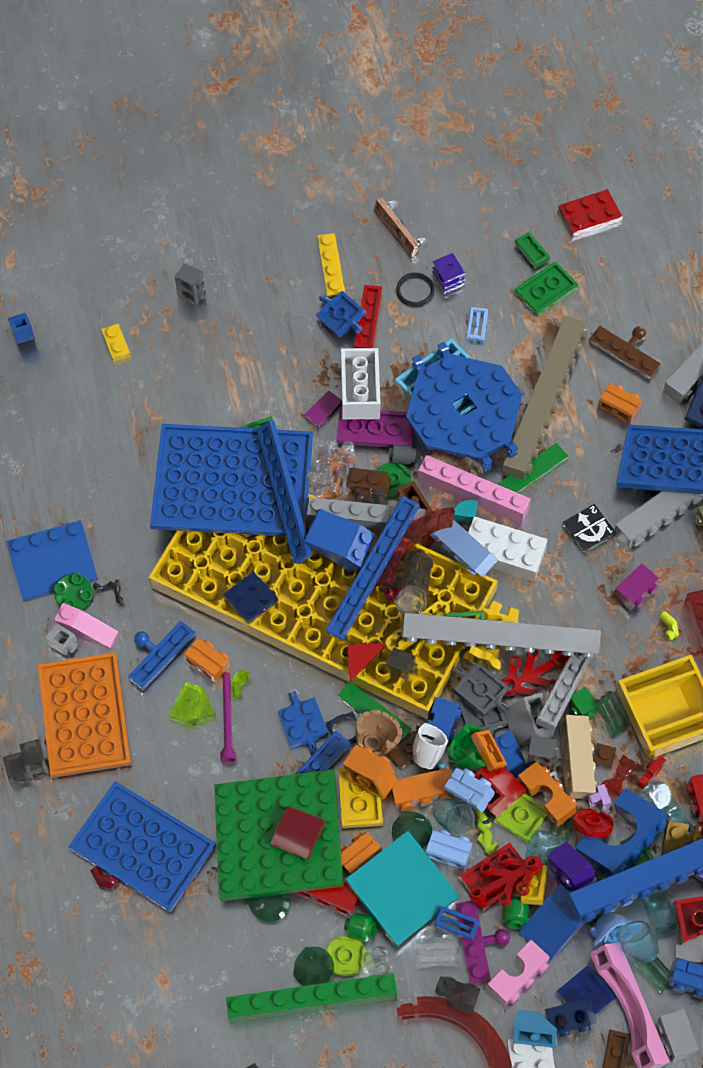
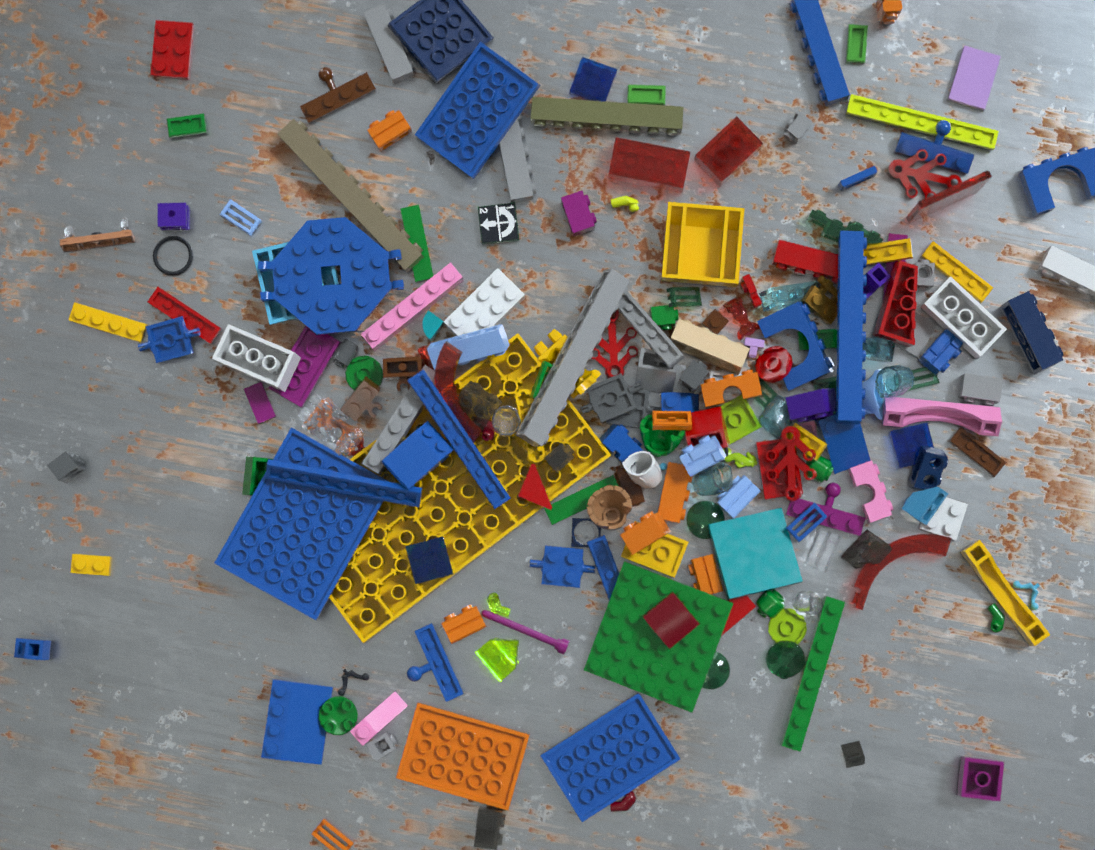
camera: 60 degrees left, 20 degrees up
(546, 288) = (233, 134): green tile -> none

